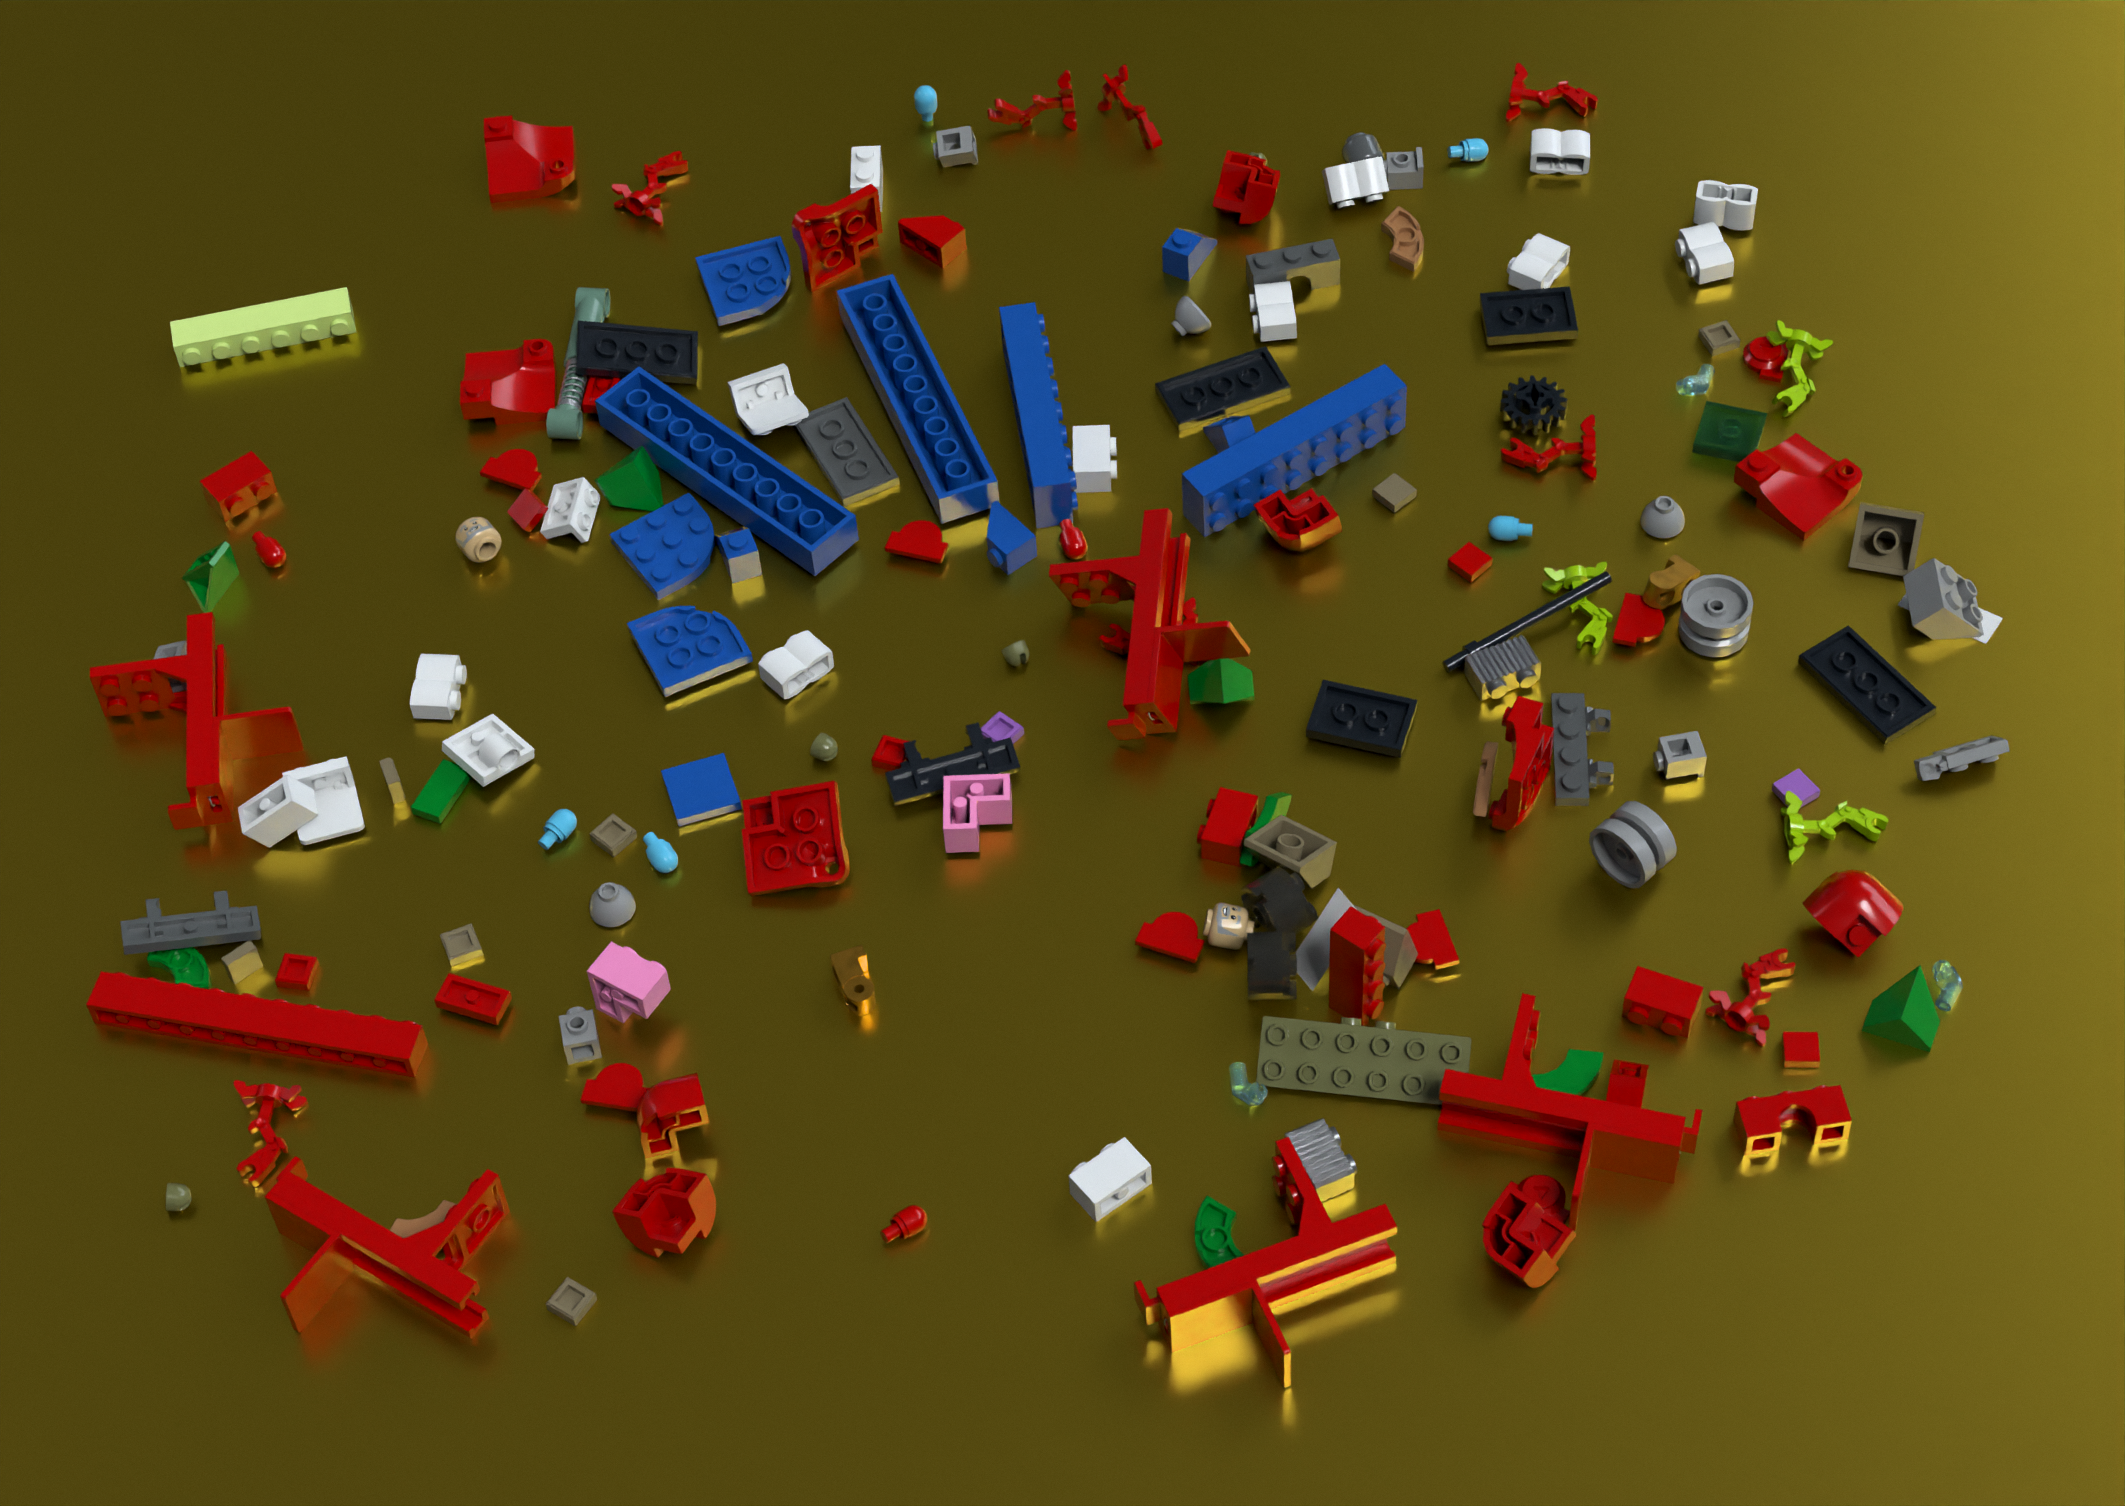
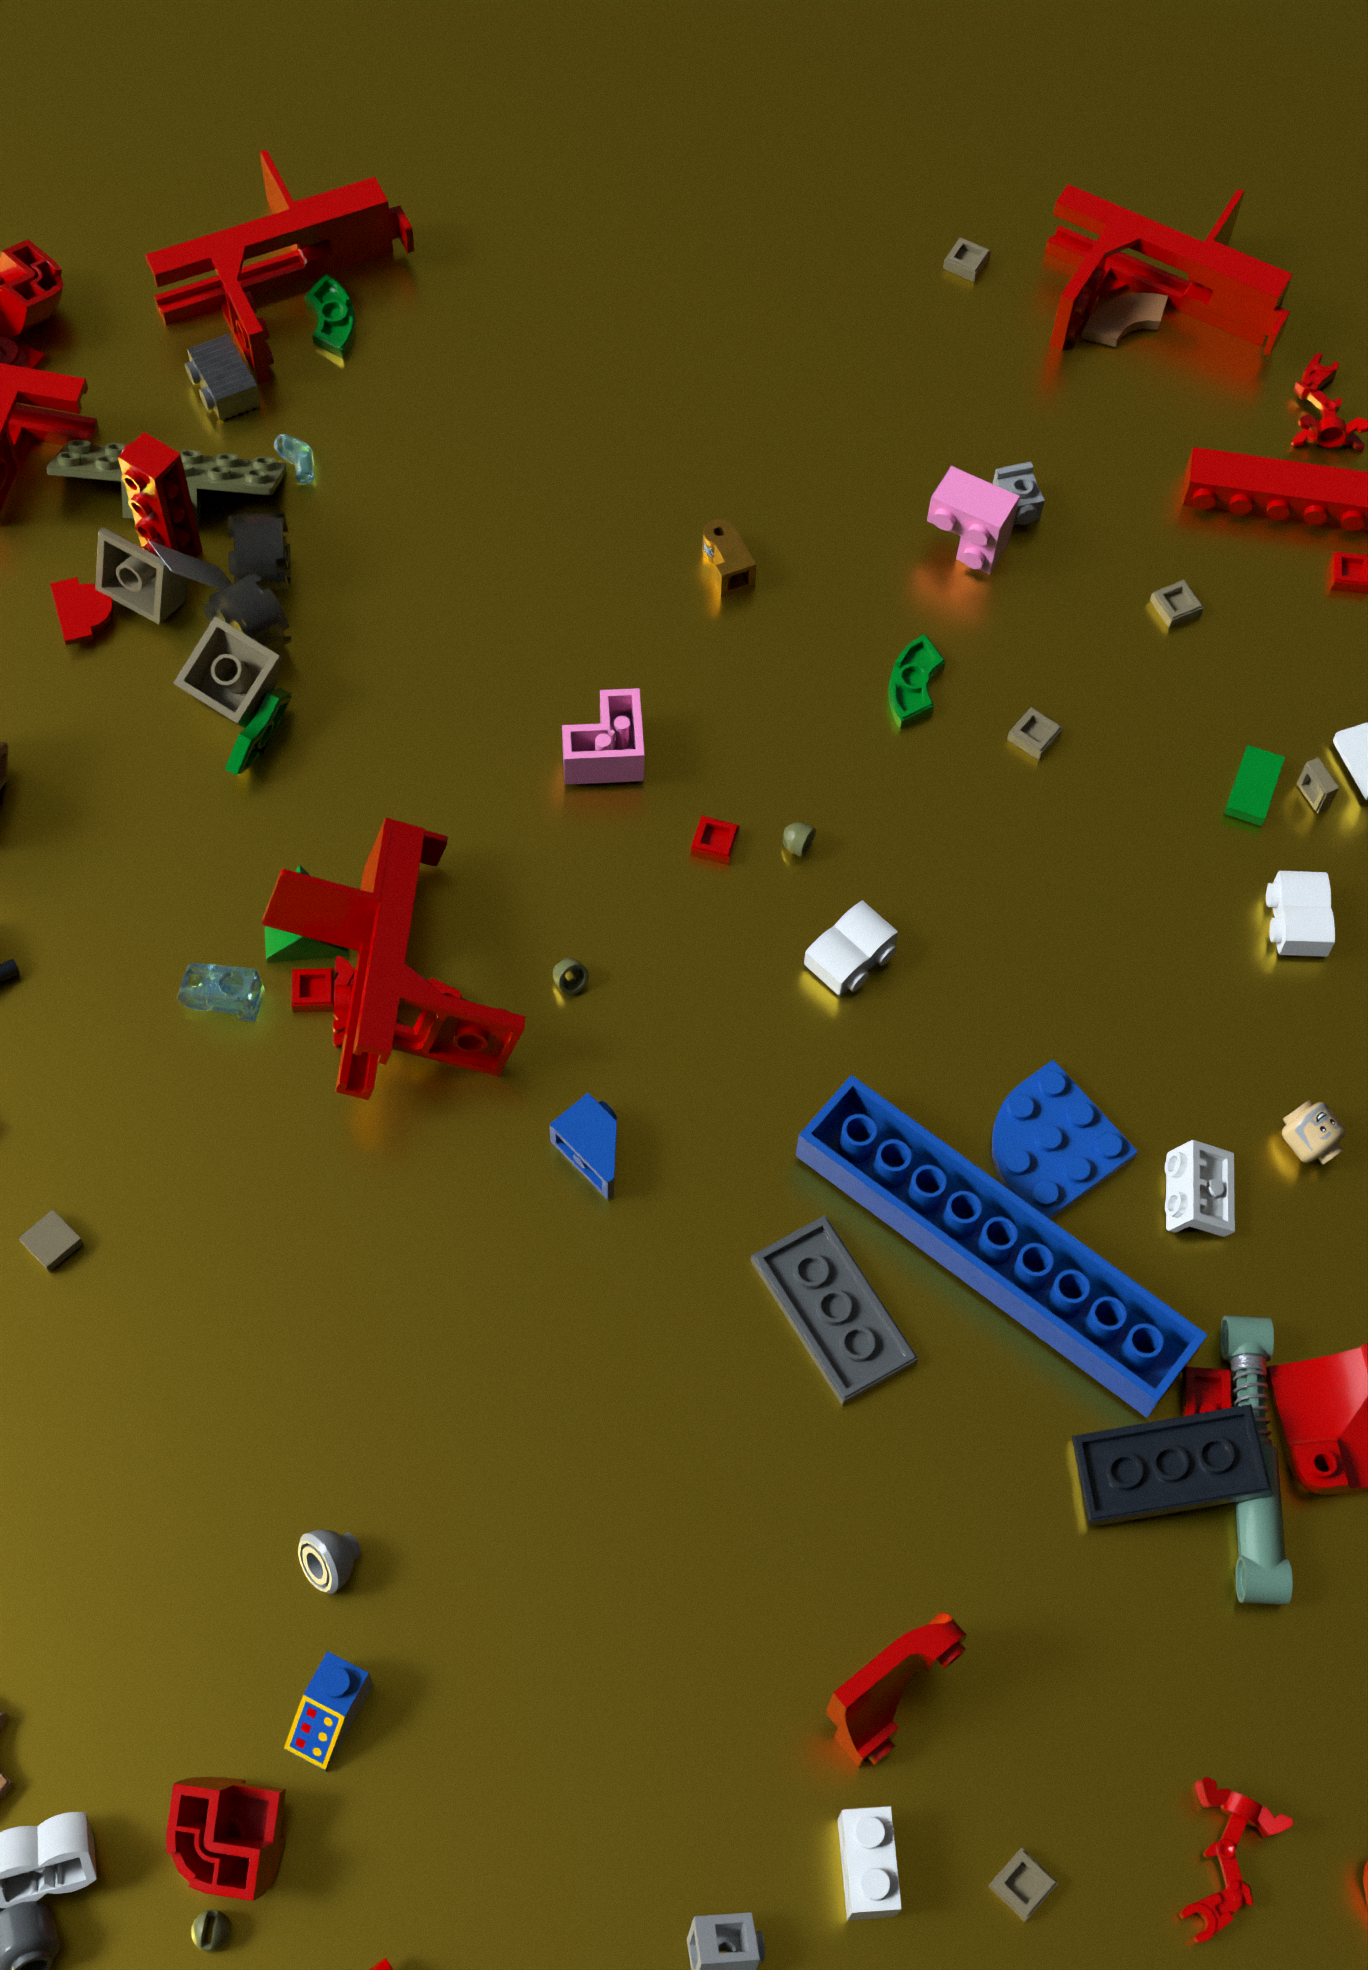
camera: 170 degrees right, 10 degrees up
(473, 999) = (1145, 535): red plate -> none
(488, 750) = (1211, 823): white plate -> none
(513, 468) = (1297, 1263): red piece -> none
(527, 510) = (1259, 1188): red tile -> none
(558, 828) = (1101, 733): medium azure cylinder -> none
(611, 905) = (1017, 647): light grey brick -> none
(615, 1087) = (964, 446): red piece -> none
(632, 483) = (1123, 1237): green slope -> none
(660, 853) = (973, 704): medium azure cylinder -> none
(667, 1211) = (888, 312): red brick -> none
(668, 1109) = (899, 397): red brick -> none
(688, 646) = (995, 979): blue plate -> none
(701, 789) = (941, 790): blue tile -> none
(709, 880) = (911, 679): none -> green tile
(739, 554) = (958, 1119): blue slope -> none
(745, 279) = (1035, 1640): blue plate -> none
(766, 400) = (952, 1364): white bracket -> none
(776, 180) = (1023, 1884): none -> dark tan tile
(794, 839) = (823, 700): red slope -> none
(905, 1224) = (646, 323): red cylinder -> none
(918, 398) = (742, 1387): blue brick -> none
(918, 540) = (710, 1145): red piece -> none
(925, 777) = (610, 814): black hinge -> none
(933, 238) = (742, 1728): red slope -> none
(1002, 727) = (583, 870): medium lavender tile -> none
(1038, 415) = (560, 1345): blue brick -> none
(1072, 540) = (501, 1151): red cylinder -> none
(1093, 458) = (476, 1282): white brick -> none
(1109, 1179) = (439, 357): white brick -> none
(1173, 935) = (372, 612): red piece -> none
(1222, 388) = (285, 1433): black tile -> none
(1227, 823) = (302, 735): red brick -> none
(1227, 926) = (310, 613): tan head -> none
(1229, 431) = (275, 1324): blue slope -> none
(1274, 311) = (198, 1573): white brick -> none
(1284, 639) = (222, 989): none -> clear light blue leg
(1294, 449) = (179, 1274): blue brick -> none
(1298, 522) = (185, 1156): red brick -> none
(1314, 260) = (188, 1647): dark grey arch -> none
(1361, 718) = (130, 883): black plate -> none

